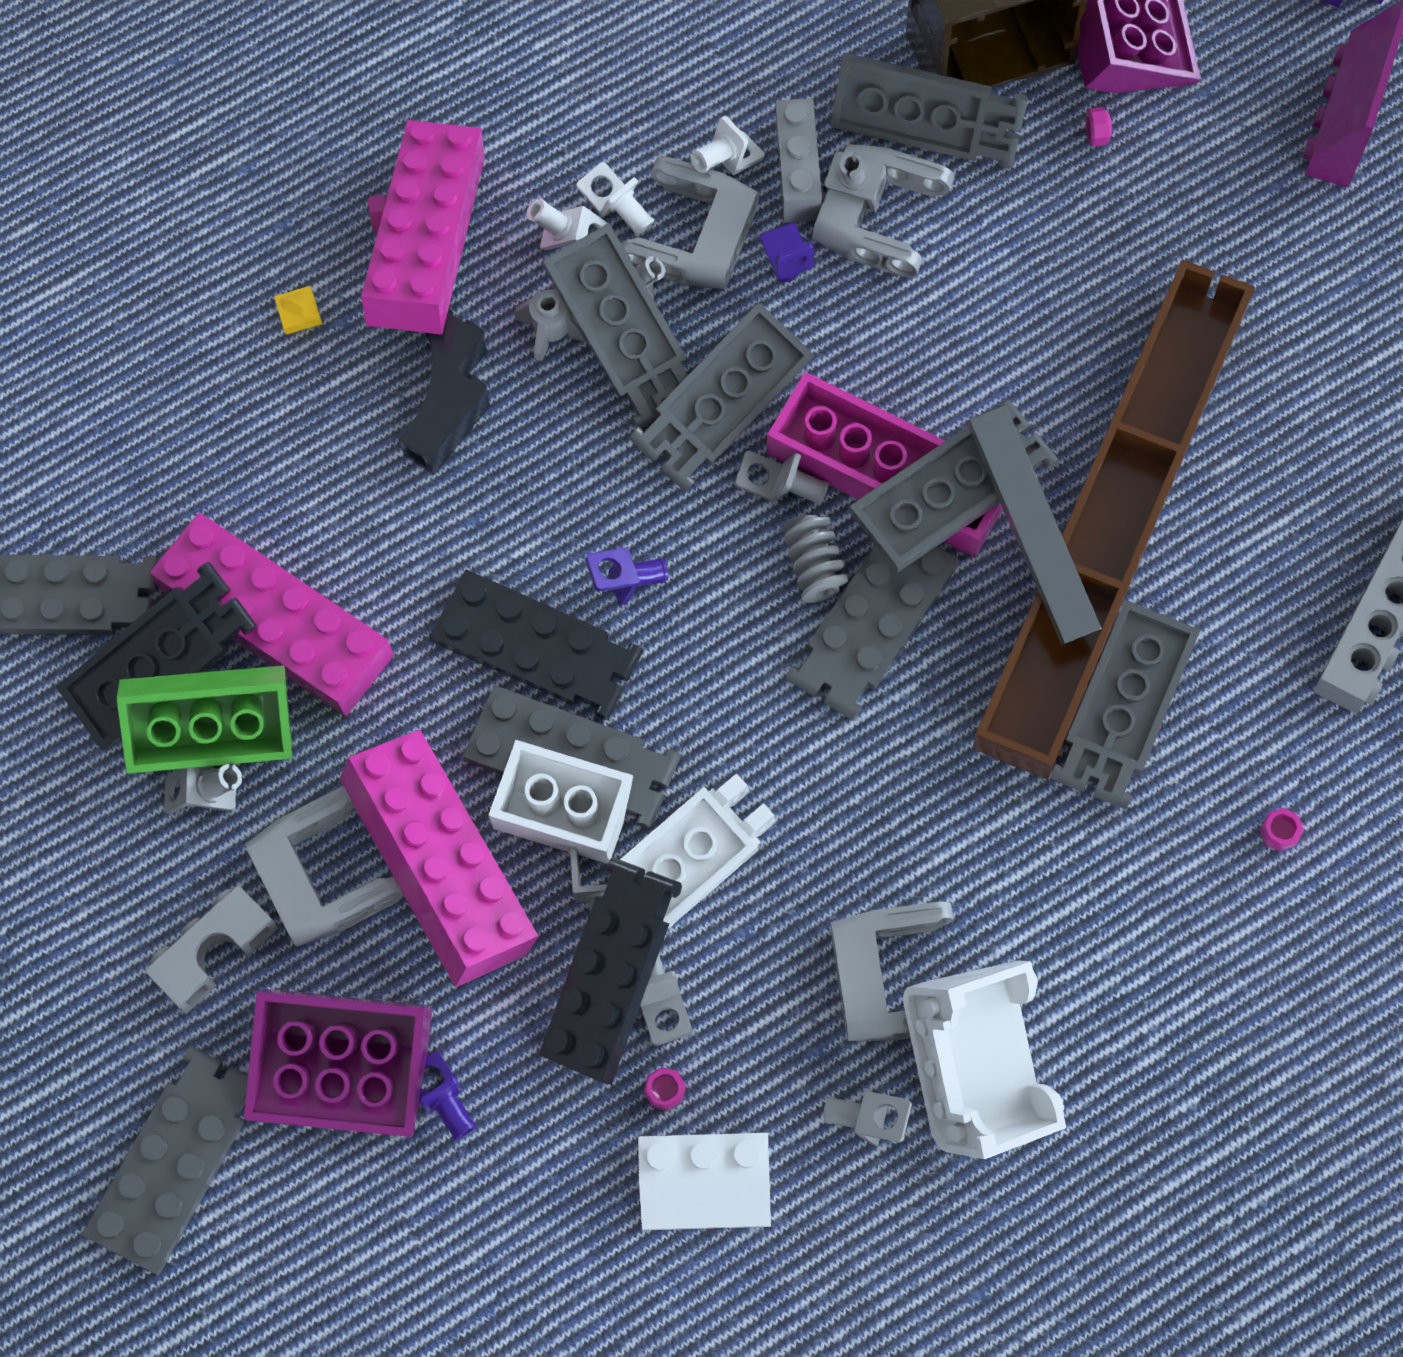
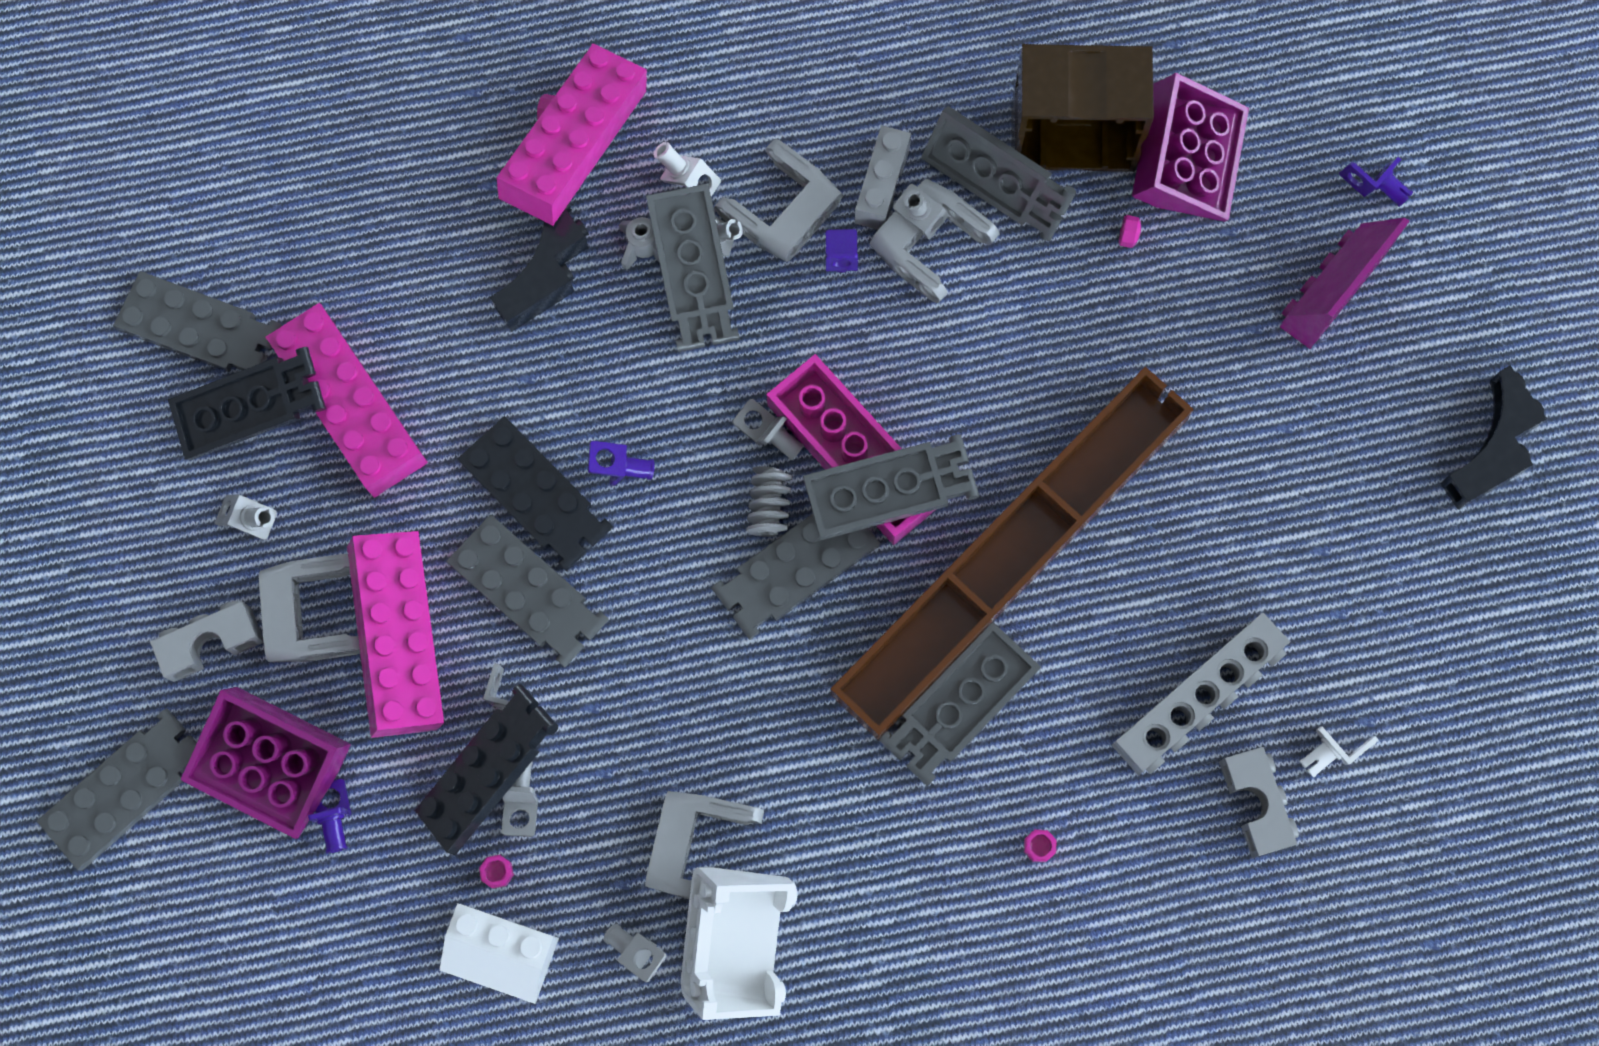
camera: 20 degrees right, 5 degrees up
(204, 719) = (262, 466): bright green brick -> none
(298, 310) = (458, 165): yellow tile -> none
(561, 801) = (502, 624): white slope -> none
(619, 200) = (733, 162): white bracket -> none
(702, 844) = (592, 696): white tile -> none
(723, 395) = (750, 348): dark grey hinge -> none
(727, 148) = (831, 150): white bracket -> none
(1033, 525) = (938, 541): dark grey tile -> none

